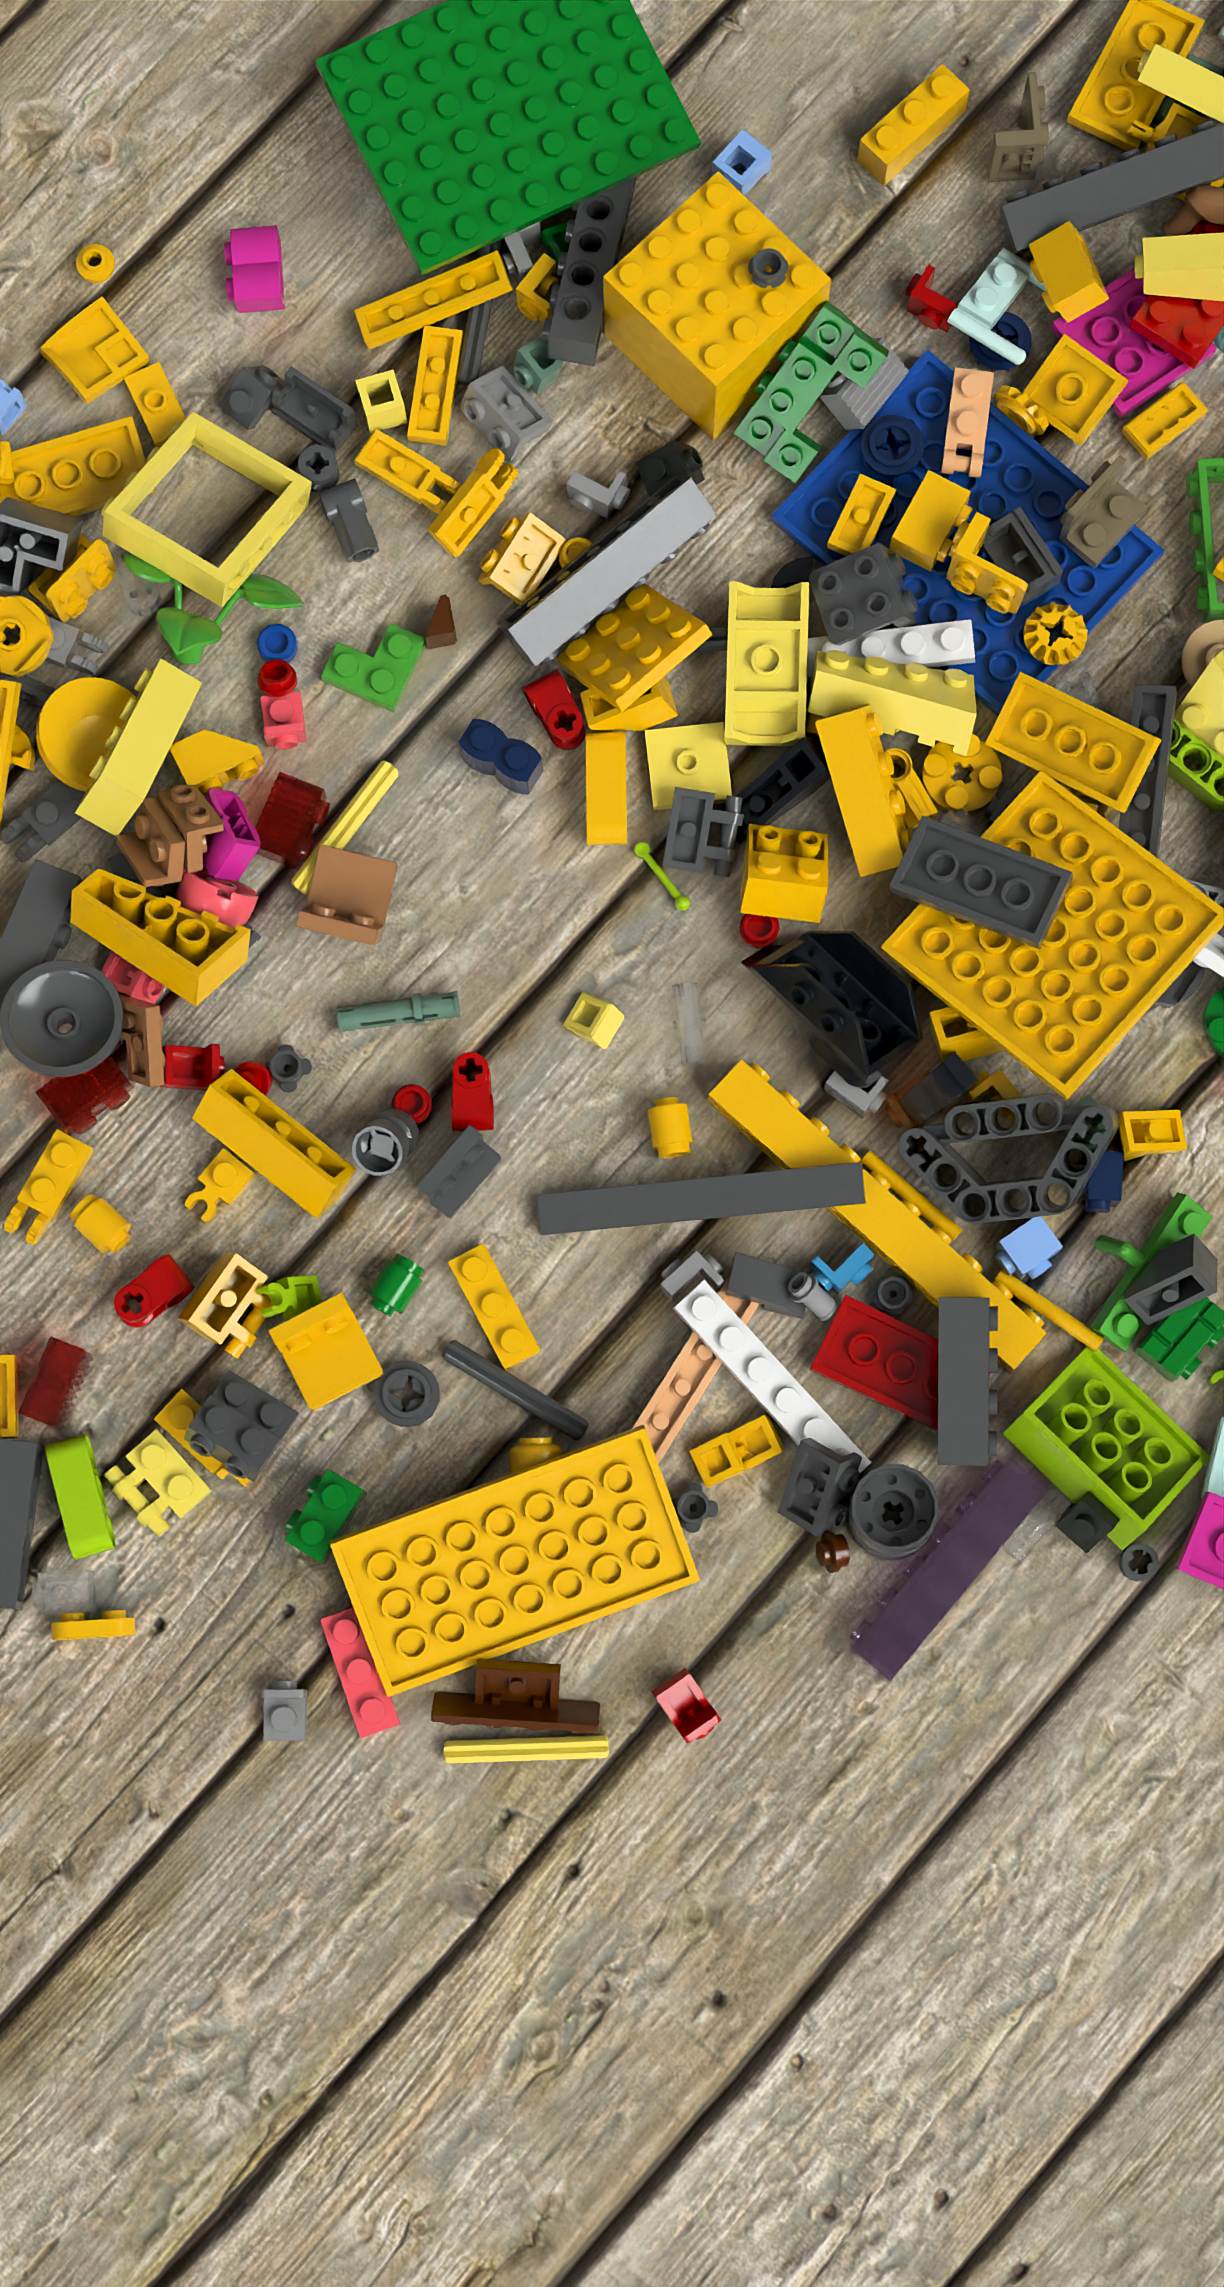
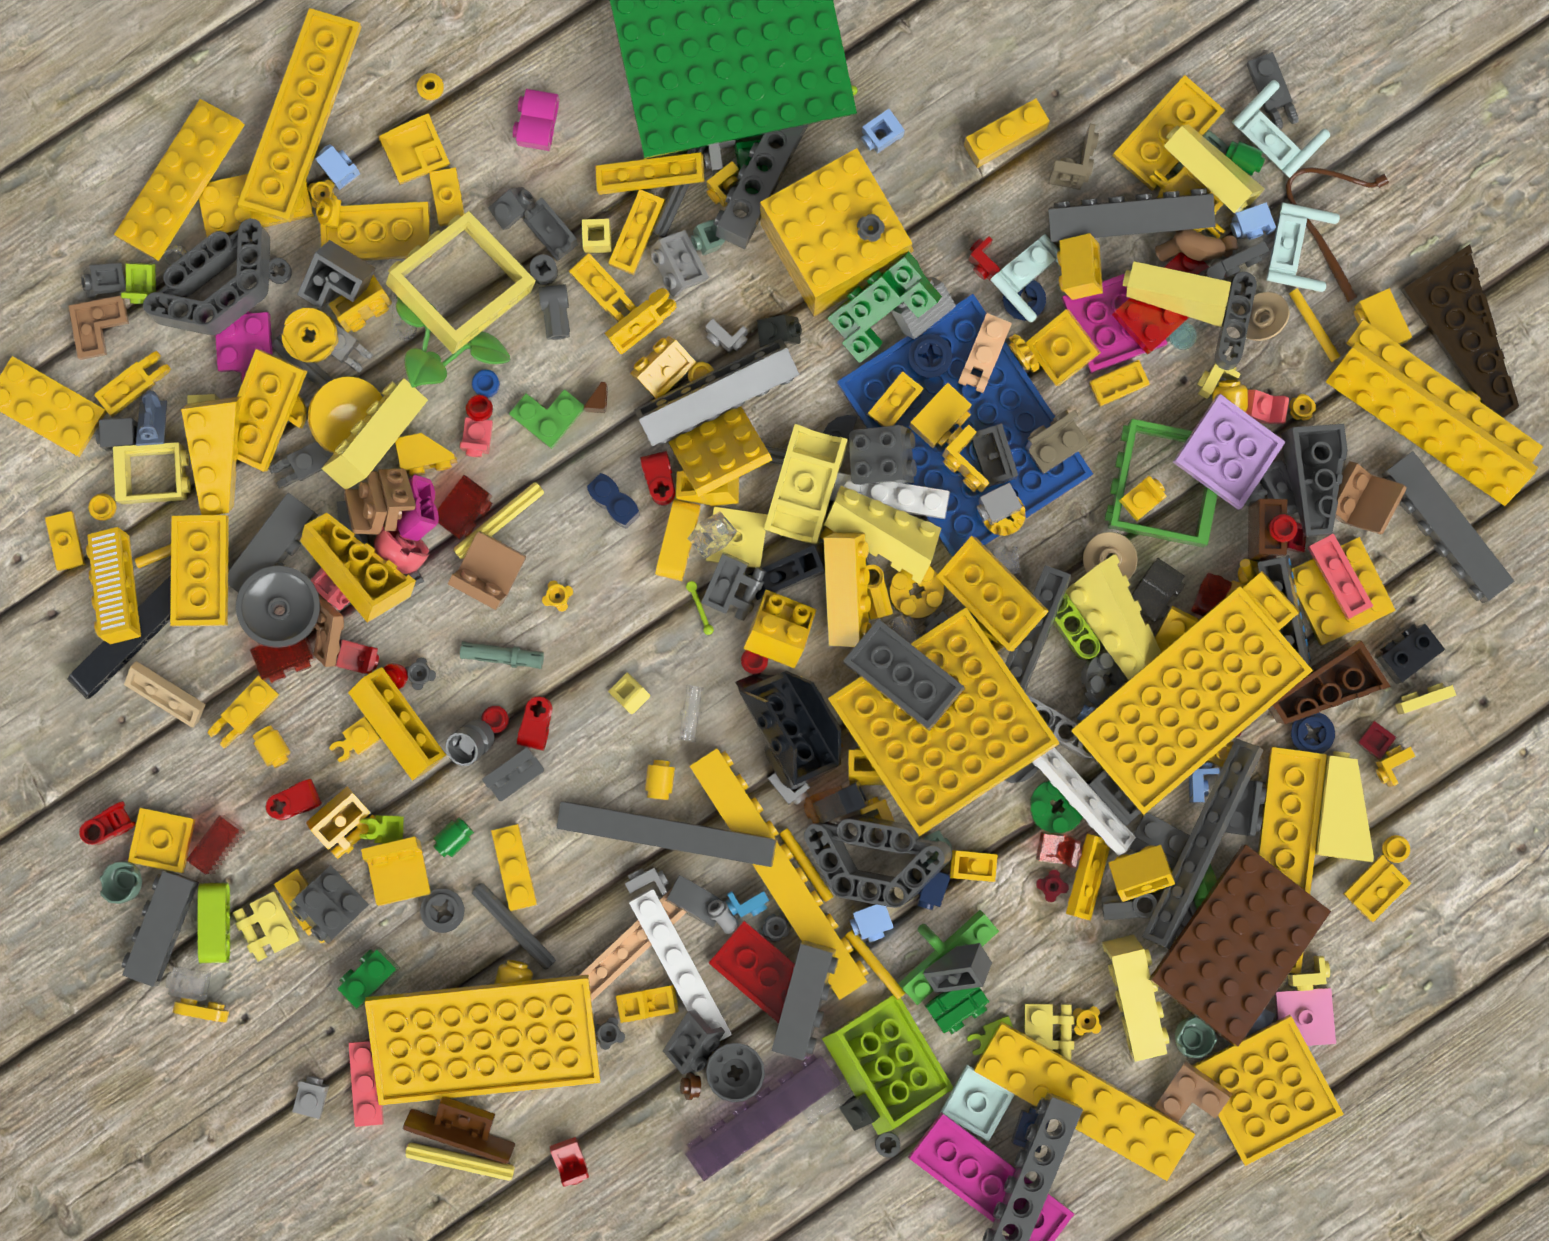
camera: 10 degrees right, 5 degrees up
(448, 901) = (553, 589): none -> yellow plate
(654, 763) = (712, 535): none -> clear brick
(1048, 616) = (998, 504): none -> light grey brick

